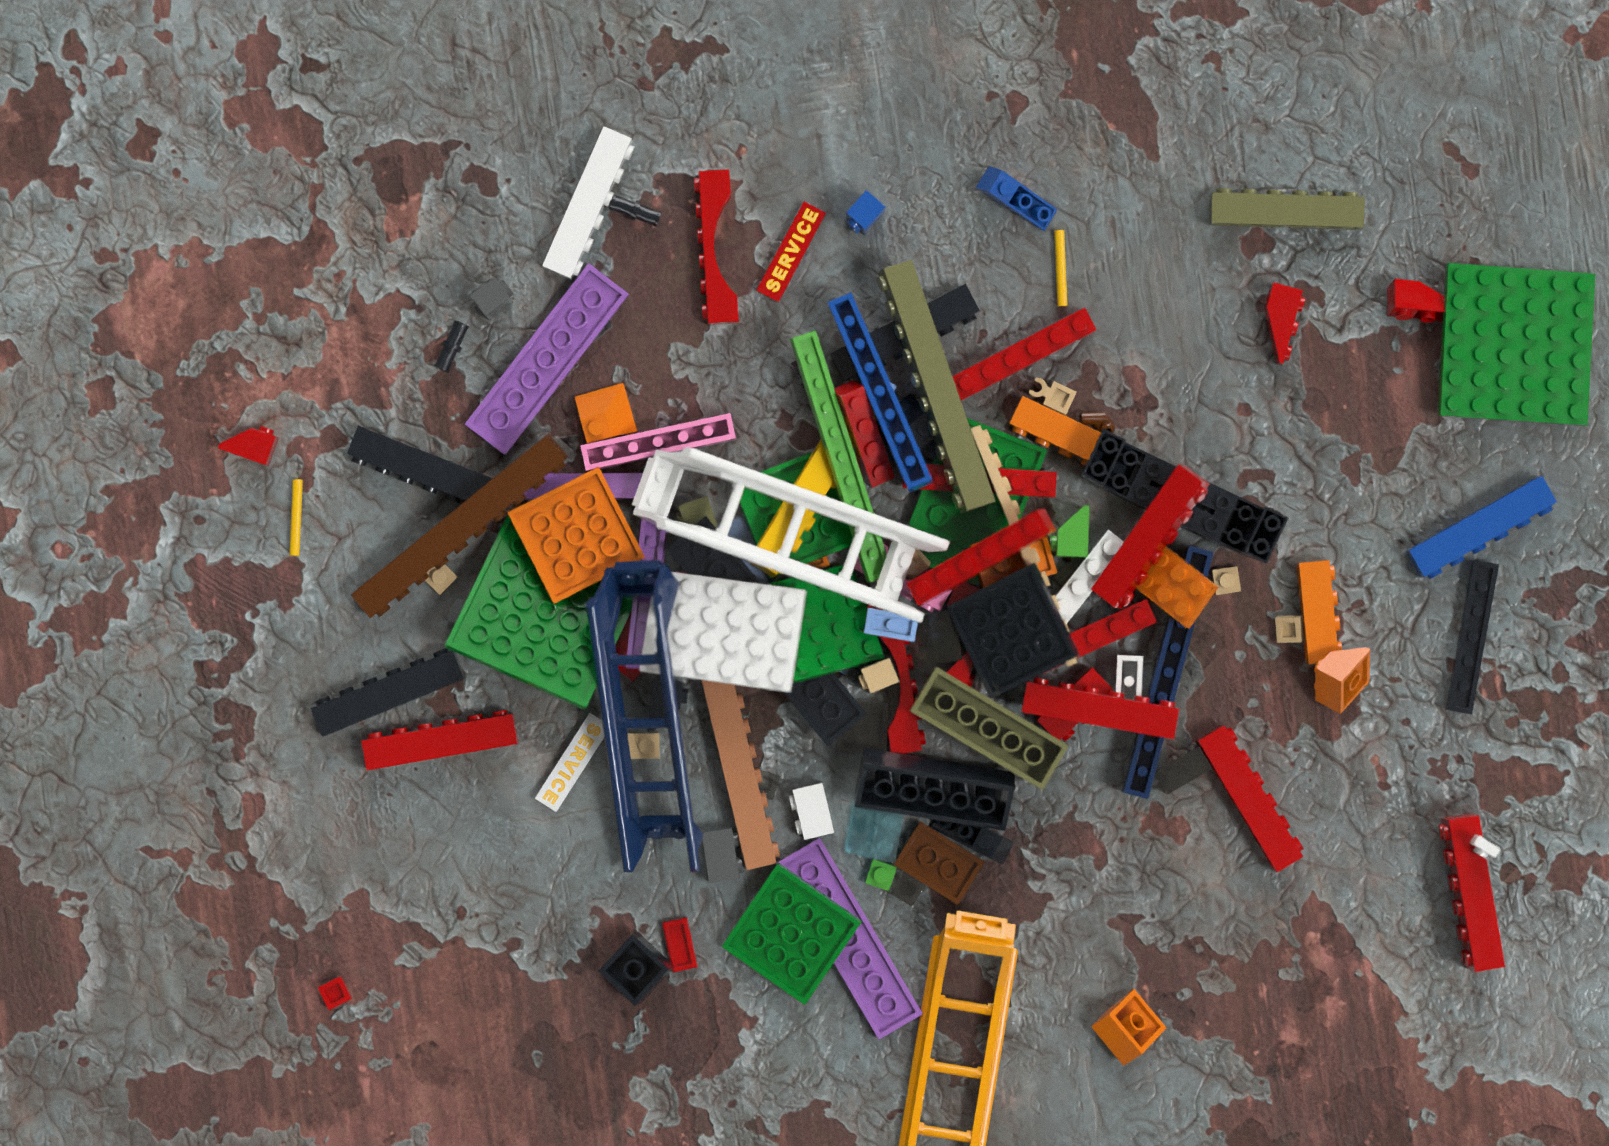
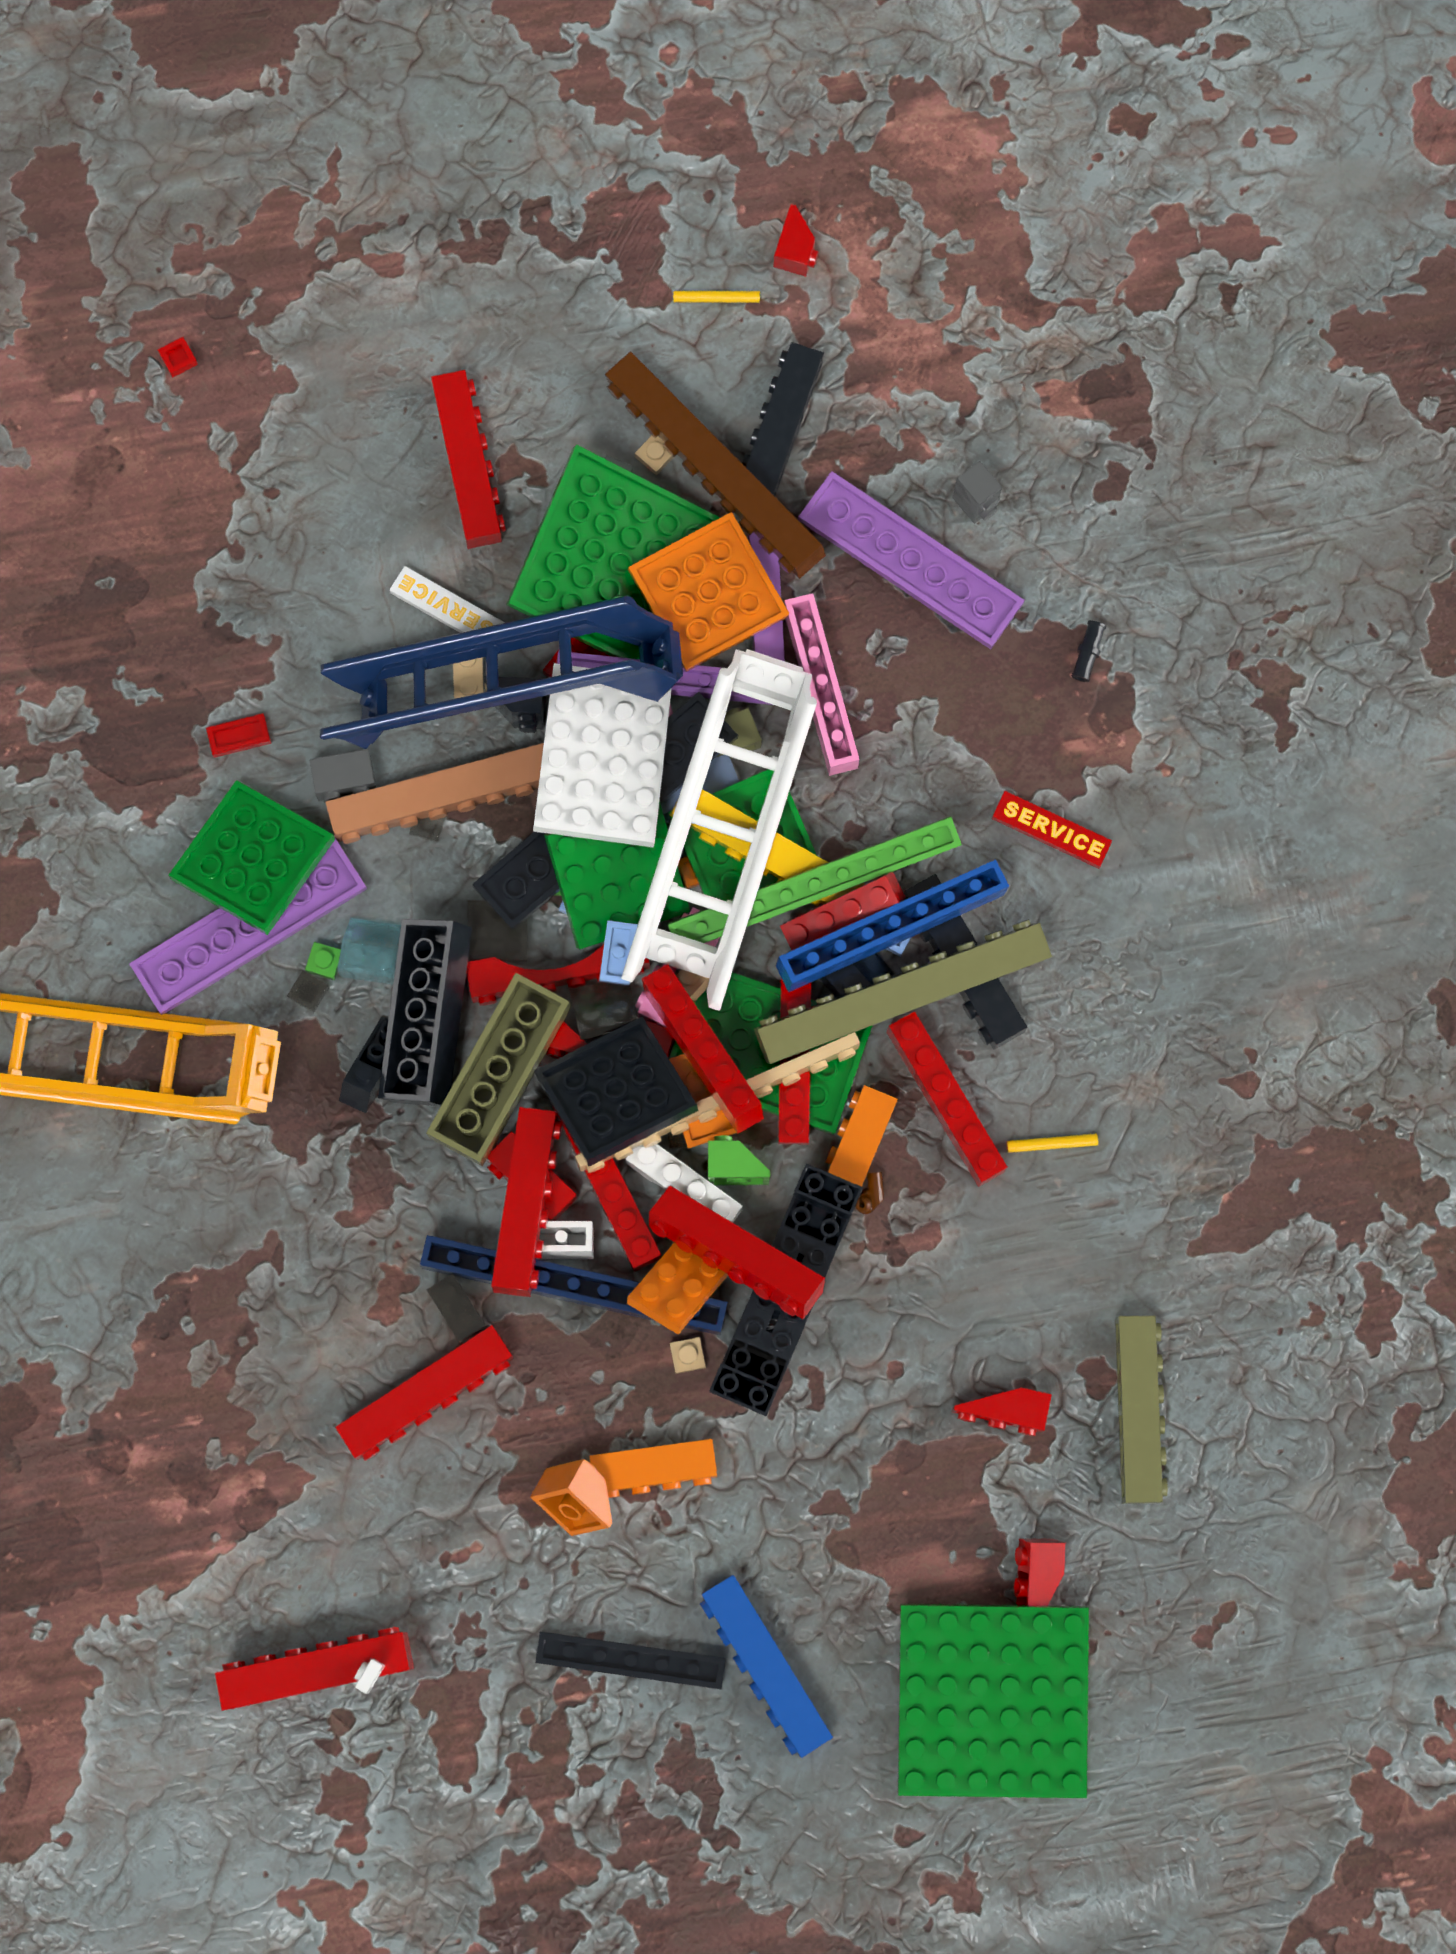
camera: 85 degrees right, 10 degrees down
(387, 693) = (520, 399): black brick -> none
(451, 346) = (919, 455): black pin -> none
(588, 202) = (1093, 597): white brick -> none
(605, 413) = (851, 627): orange slope -> none
(636, 968) = (208, 683): black brick -> none
(714, 195) = (1112, 738): red arch -> none
(812, 811) = (396, 877): white brick -> none
(864, 213) = (1102, 906): blue brick -> none
(878, 676) = (557, 942): tan brick -> none
(939, 863) = (339, 1026): reddish brown plate -> none
(1016, 197) = (1132, 1087): blue slope -> none
(1056, 397) = (898, 1142): tan plate -> none
(1129, 1027) = (146, 1258): orange slope -> none
(1289, 629) = (632, 1433): tan plate -> none

